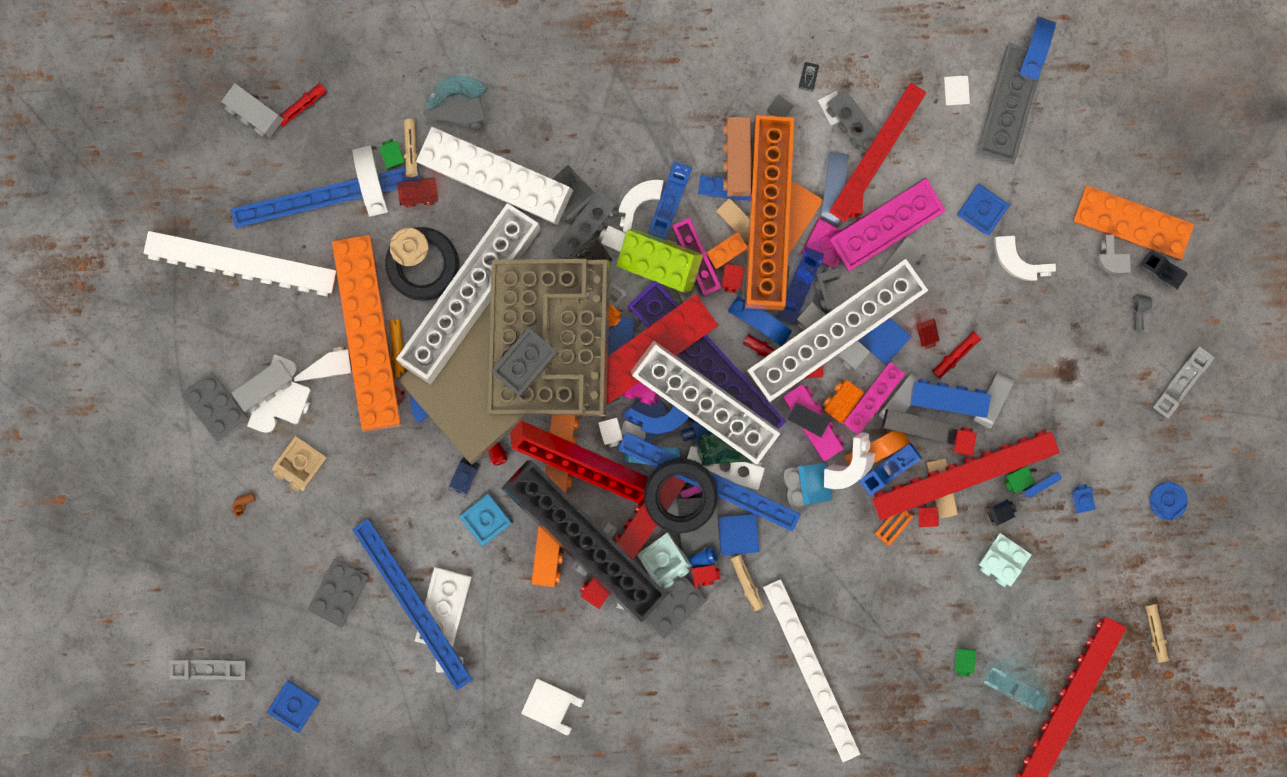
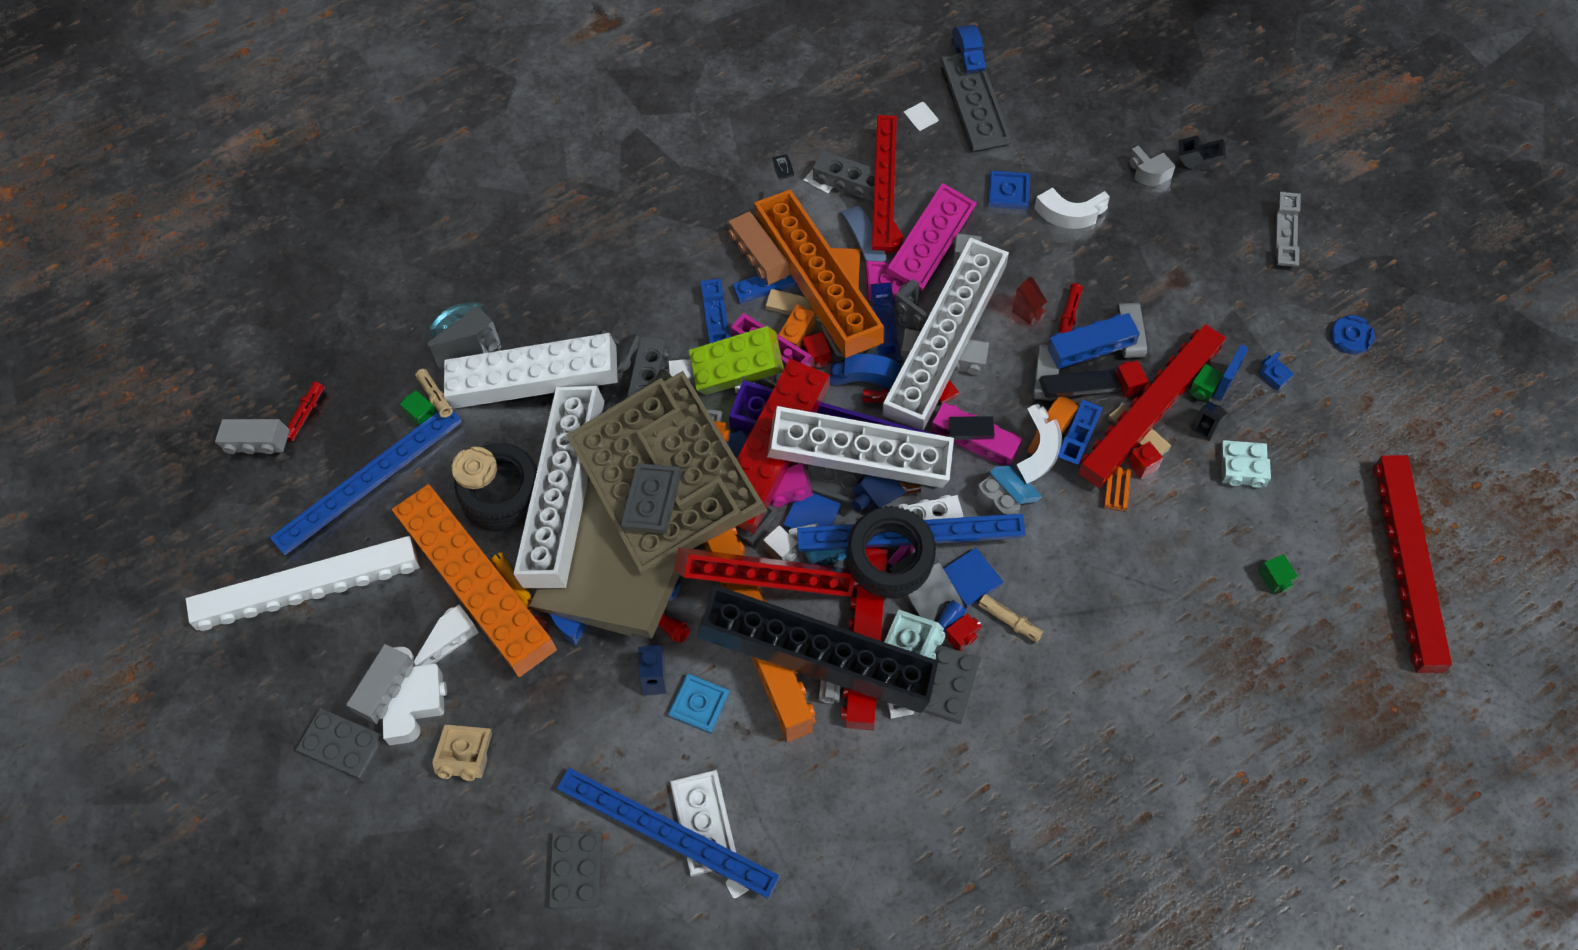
camera: 30 degrees left, 25 degrees down
(240, 504) = (415, 830): dark orange arm -> none
(369, 181) = (408, 441): white arch -> none
(417, 191) = (460, 426): clear red bracket -> none
(549, 705) = (881, 863): white flag -> none
(642, 192) = (684, 324): white arch -> none
(658, 424) = (828, 507): blue arch -> none
(716, 451) = (905, 494): clear green slope -> none
(811, 670) = (1136, 672): white plate -> none
(843, 401) = (992, 399): orange brick -> none
(873, 398) = (1019, 384): dark pink brick -> none
(885, 340) = (997, 331): blue tile -> none
(1016, 690) = (1348, 570): clear light blue arch -> none
(1133, 222) = (1151, 134): orange plate -> none
(1141, 304) = (1201, 192): dark grey bar -> none
(1157, 633) = (1458, 467): tan pin -> none

